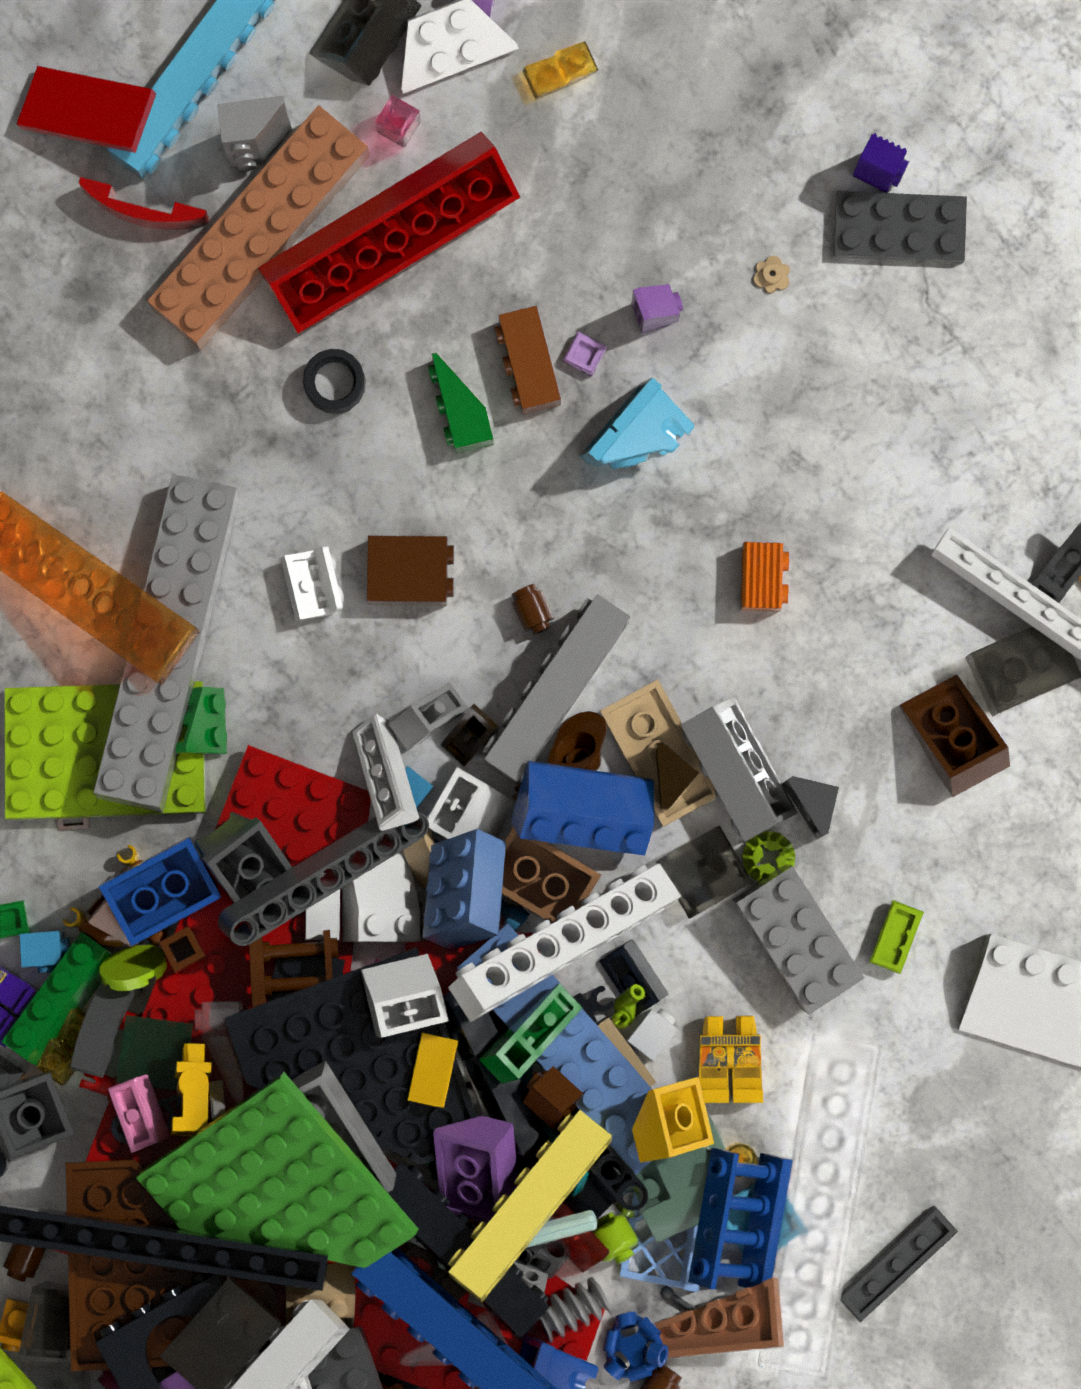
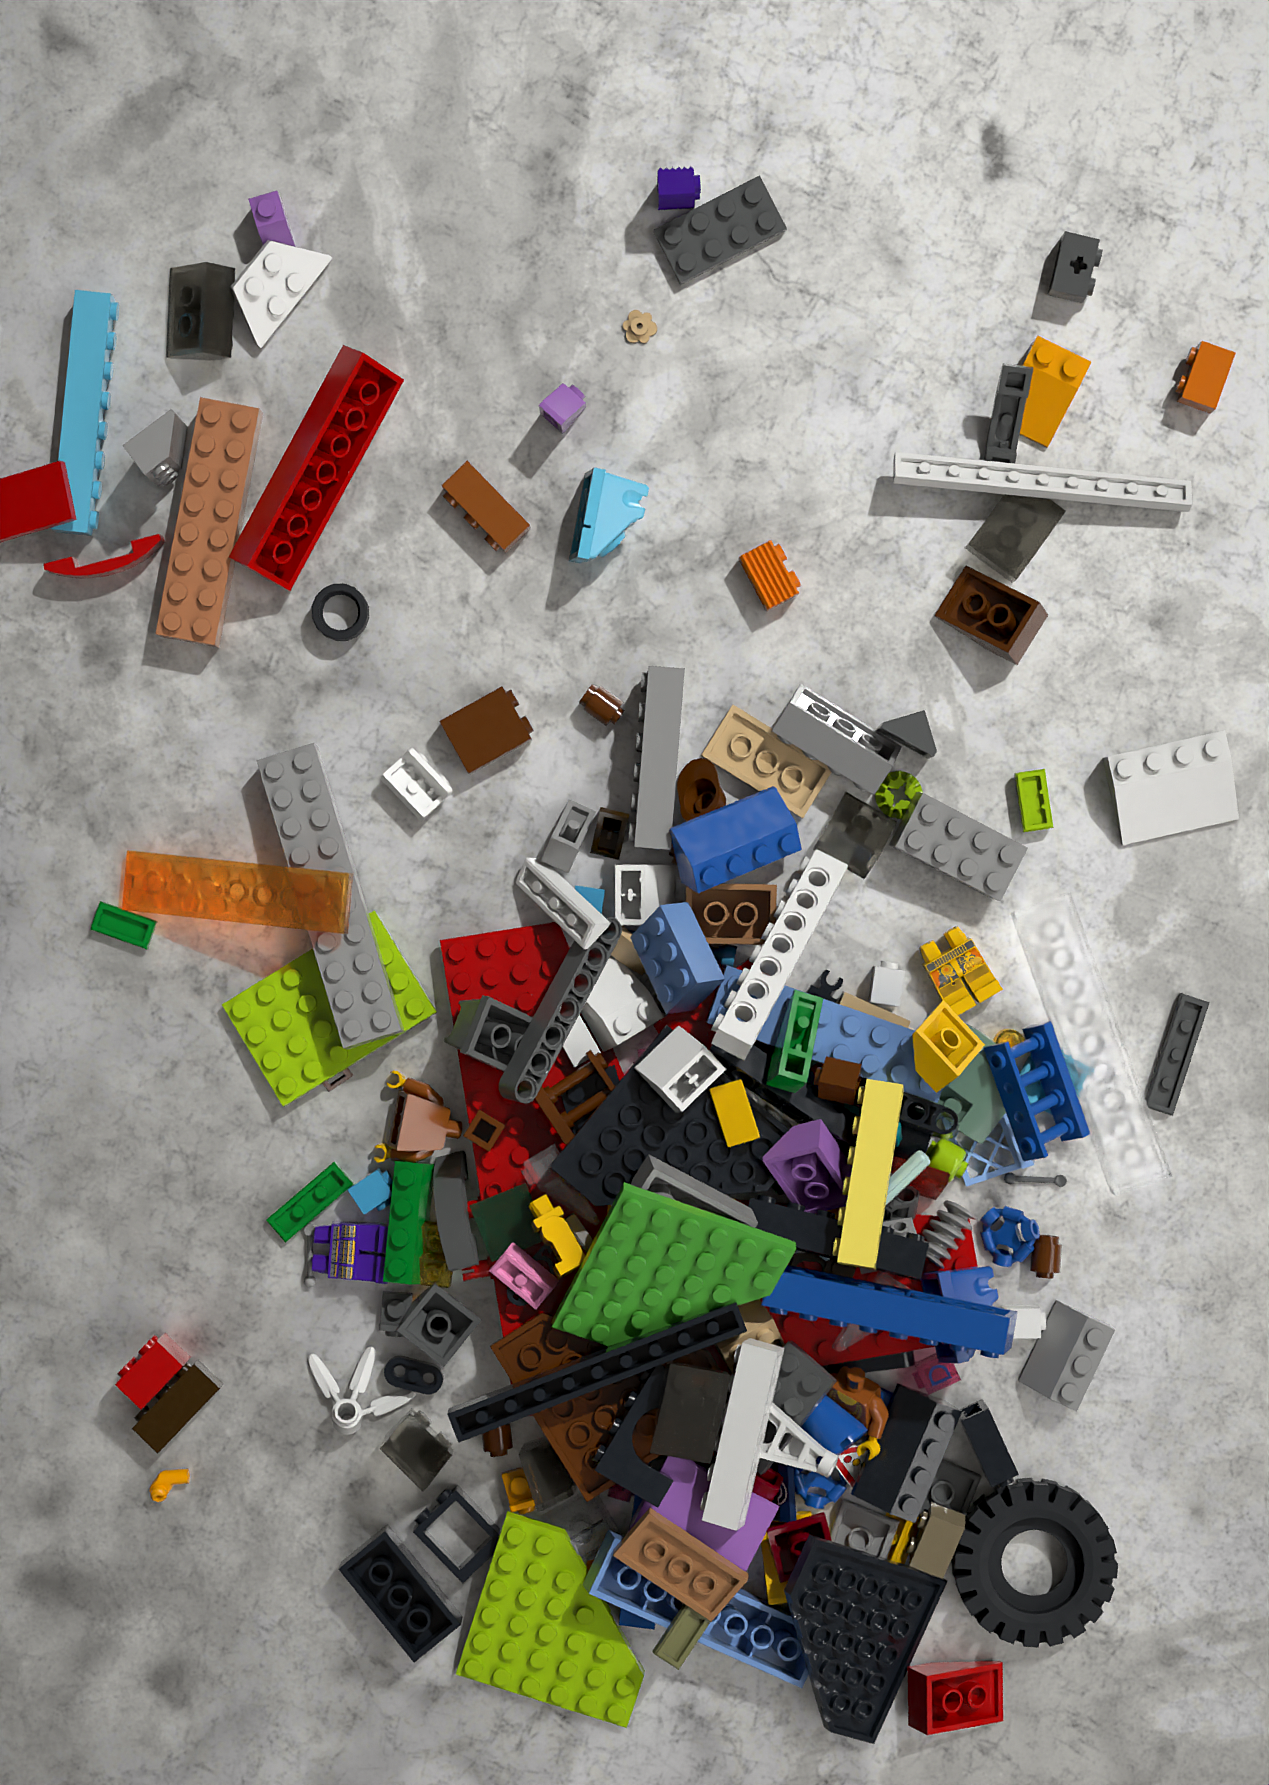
camera: 30 degrees left, 5 degrees up
(133, 967) = (452, 1165): lime tile -> none
(160, 891) = (440, 1094): blue brick -> none
(205, 723) = (396, 942): green wing -> none
(398, 121) = (271, 373): clear pink brick -> none
(465, 414) = (460, 579): green slope -> none
(560, 70) = (376, 256): clear yellow slope -> none
(584, 354) = (526, 476): lavender tile -> none
(626, 1006) = (853, 976): lime arm -> none
(630, 967) = (846, 949): black slope -> none
(673, 775) = (788, 773): dark brown slope -> none
(726, 1325) = (1075, 1173): nougat wing -> none

